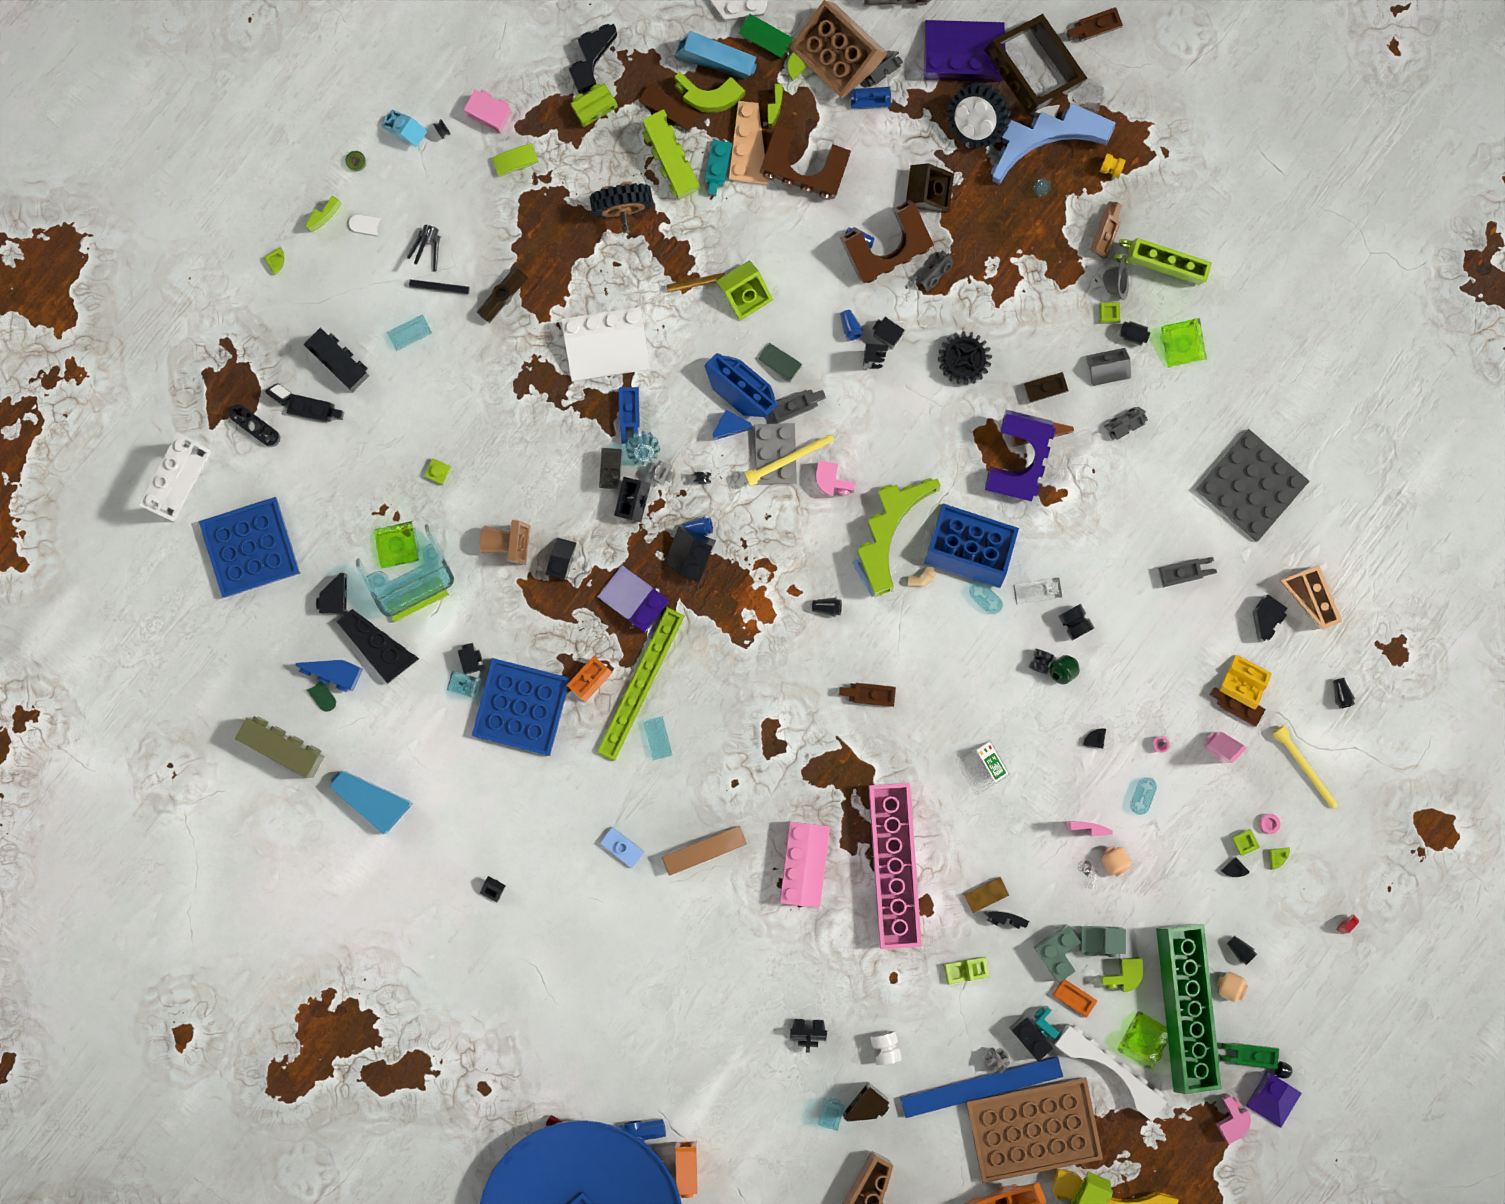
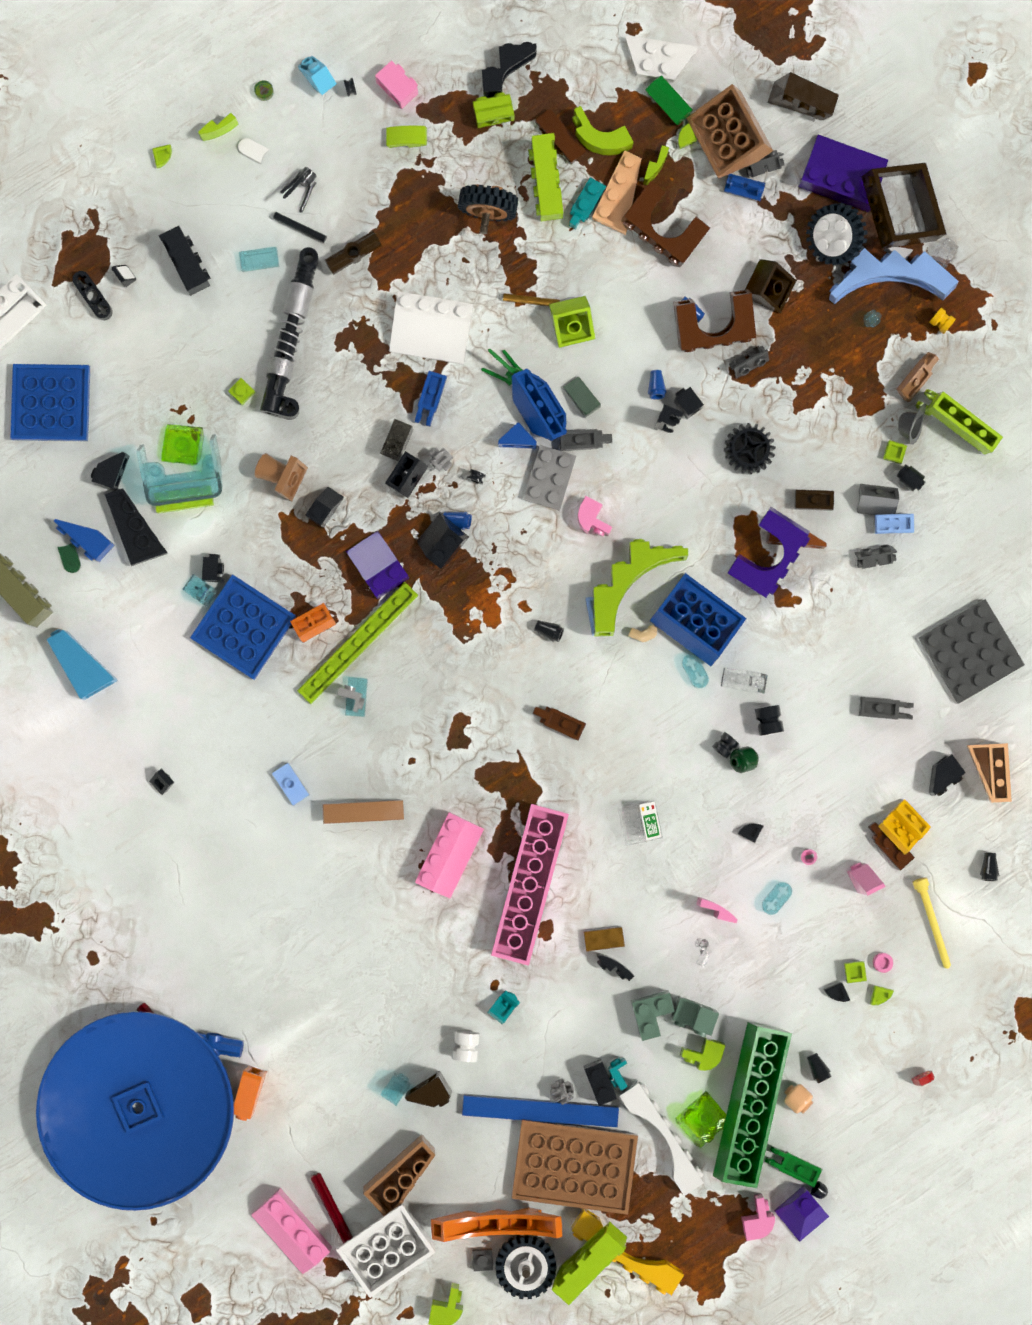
camera: 20 degrees right, 0 degrees up
(313, 409) = (149, 298): black hinge -> none
(464, 368) = (296, 308): none -> black piece
(642, 447) = (431, 438): clear light blue gear -> none
(650, 736) = (349, 692): none -> light grey bracket
(702, 360) = (511, 370): none -> green plant
(715, 55) = (617, 102): dark azure slope -> none
(754, 475) = (524, 490): light yellow piece -> none
(811, 1036) = (392, 1005): black hips -> none
(910, 996) = (503, 1006): none -> teal bracket
(966, 970) = (562, 1001): lime slope -> none
(1074, 997) = (652, 1059): orange tile -> none
(1095, 25) = (970, 189): reddish brown hinge -> none
(1116, 860) = (731, 948): light nougat head -> none
(1133, 384) = (894, 523): none -> light blue plate
(1183, 342) = (952, 501): clear neon green slope -> none

